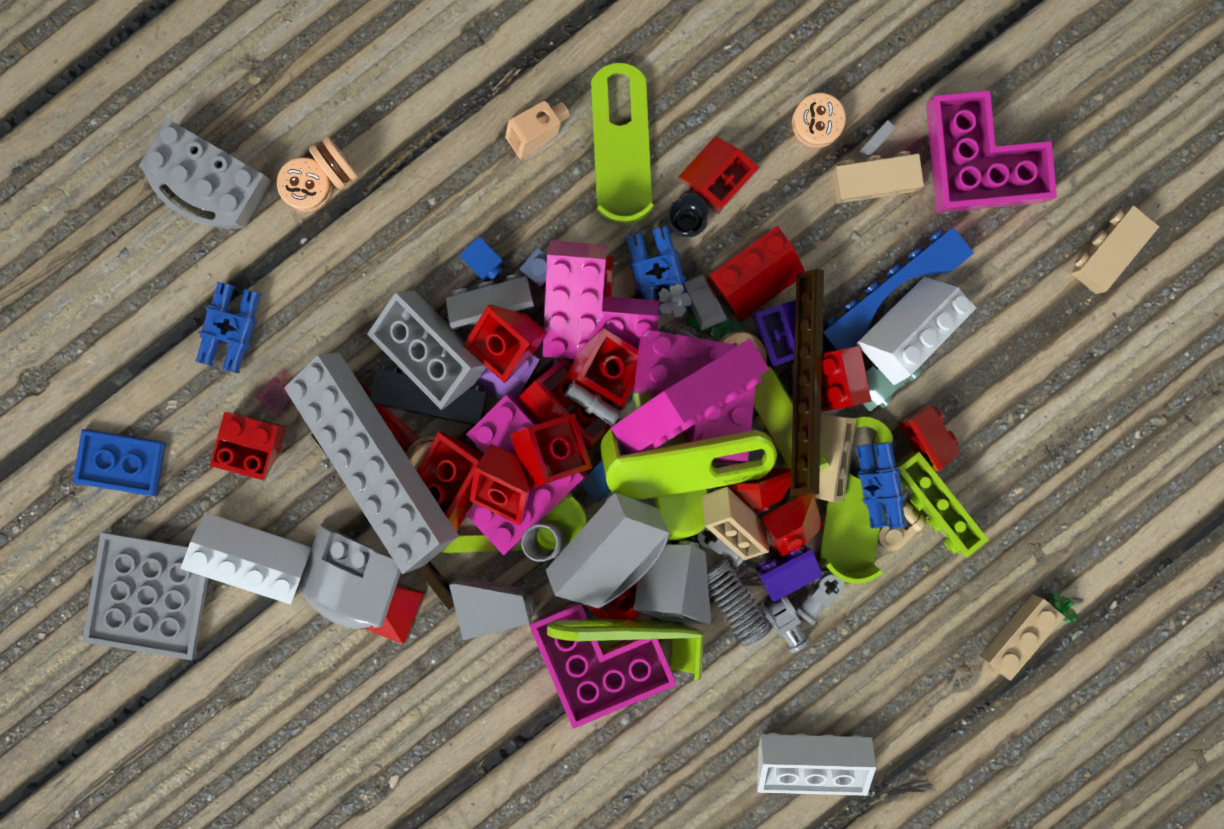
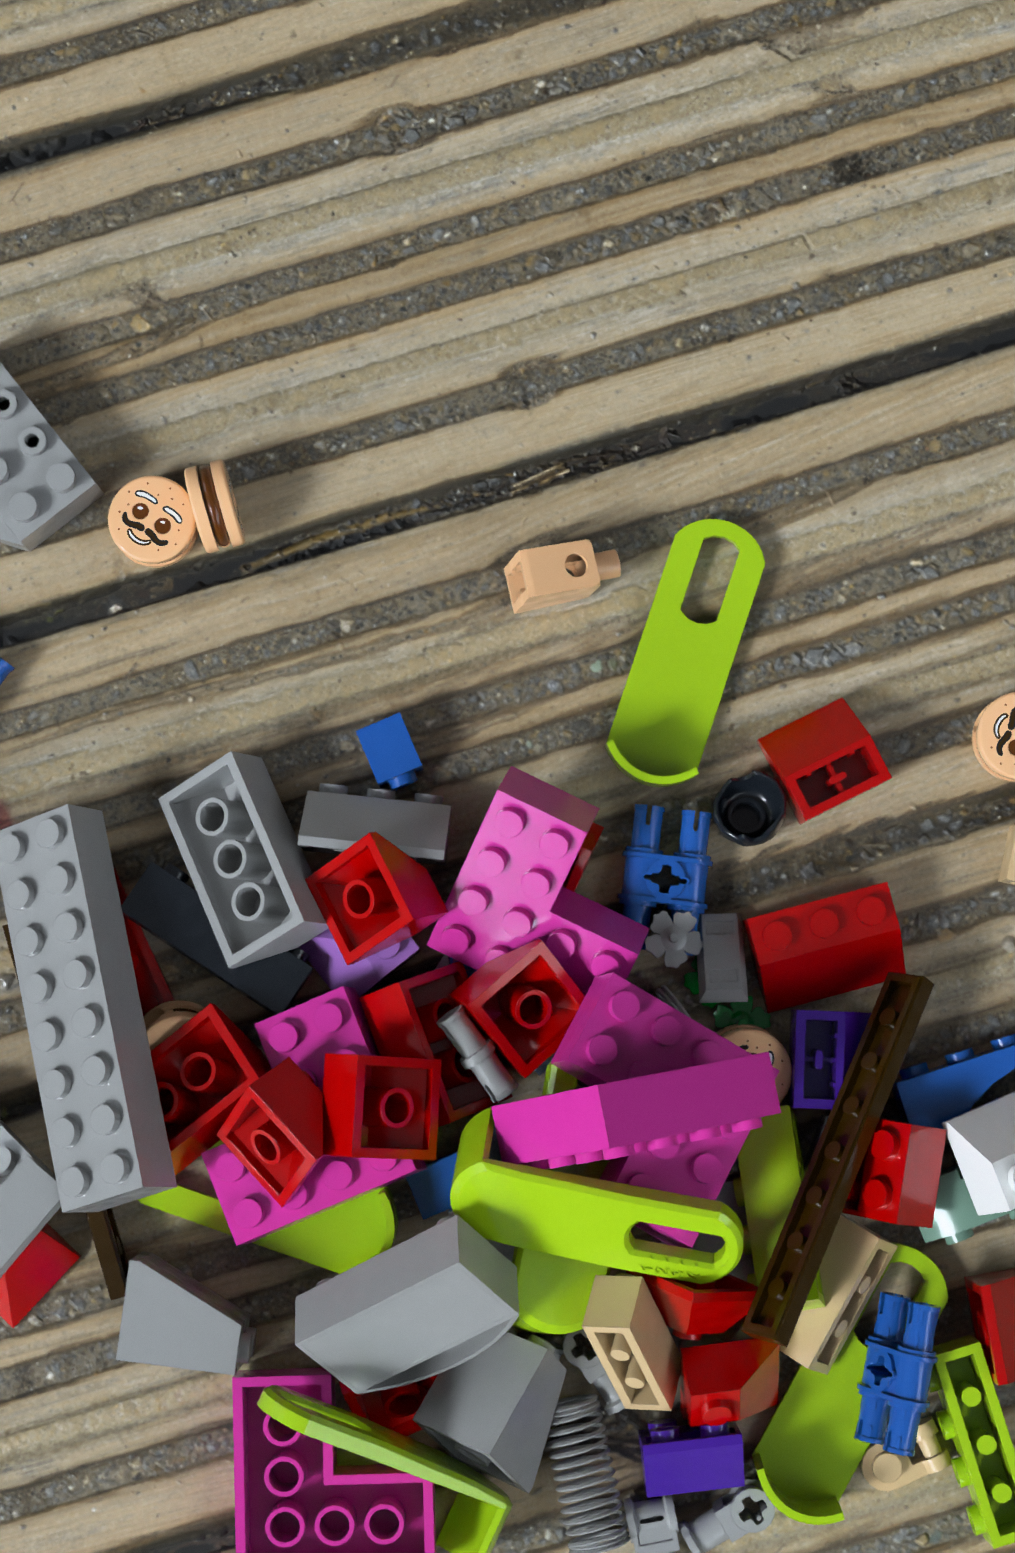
camera: 30 degrees right, 5 degrees down
(530, 548) = (284, 1248): light grey piece -> none
(536, 268) = (472, 799): sand blue brick -> none

